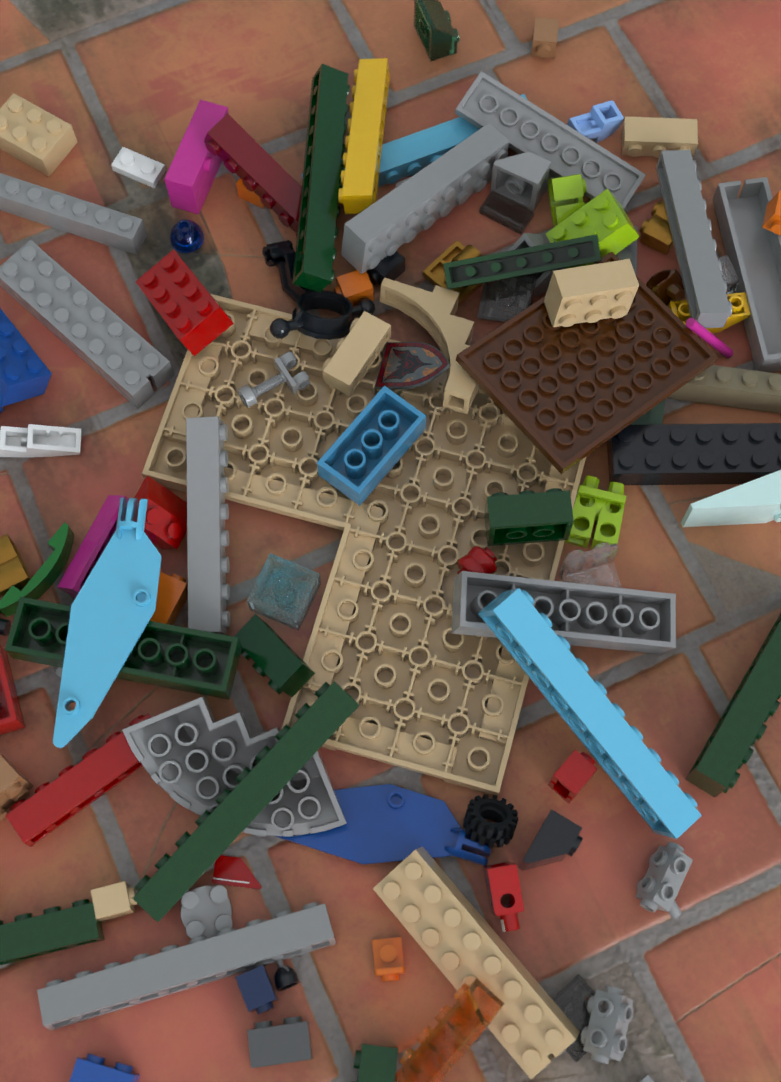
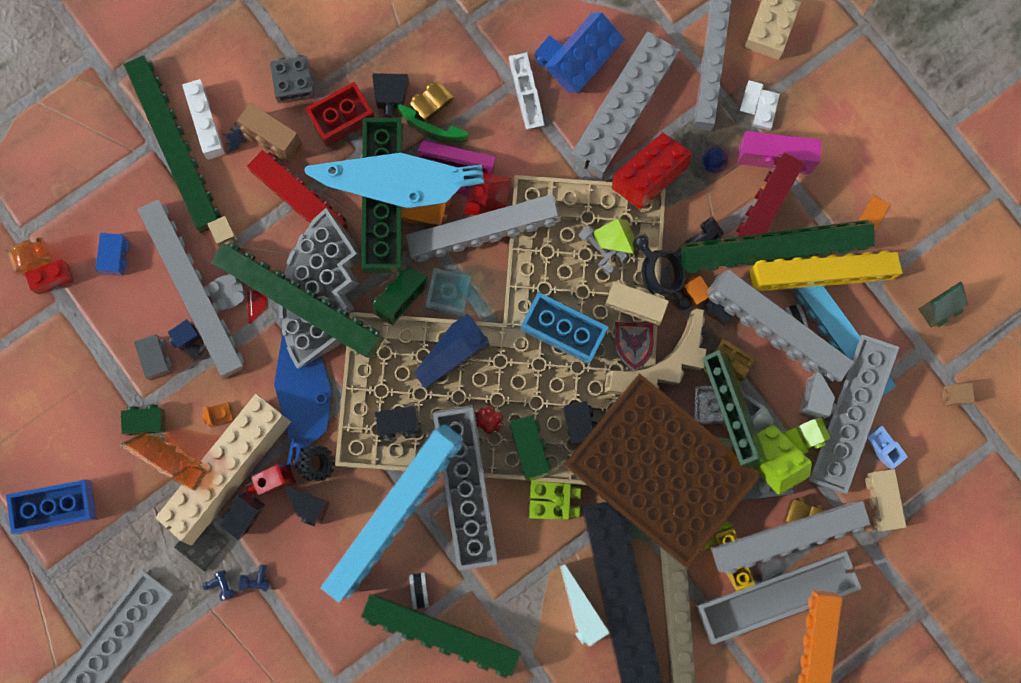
camera: 75 degrees right, 10 degrees up
(115, 180) = (751, 97): none -> white sticker
(264, 359) = (616, 236): none -> lime slope
(298, 79) = (875, 211): none -> orange sticker
(363, 590) = (454, 348): none -> dark blue wedge
(459, 685) = (397, 423): none -> black brick
(503, 453) = (578, 421): none -> black brick
(506, 212) = (791, 392): clear smoke tile -> none
(548, 943) = (242, 514): none -> black brick
(573, 775) = (355, 513): red brick -> none
(591, 293) = (709, 462): tan brick -> none
(592, 566) = (504, 504): clear bracket -> none
(607, 1025) = (196, 562): light grey brick -> none
(649, 938) = (261, 583): none -> dark blue piece
(656, 991) = (220, 579): none -> dark blue piece
(663, 879) = (298, 586): light grey brick -> none
(668, 290) = (745, 527): reddish brown piece -> none
(689, 714) = (418, 590): none -> sticker
(708, 337) = (708, 562): dark pink bar -> none

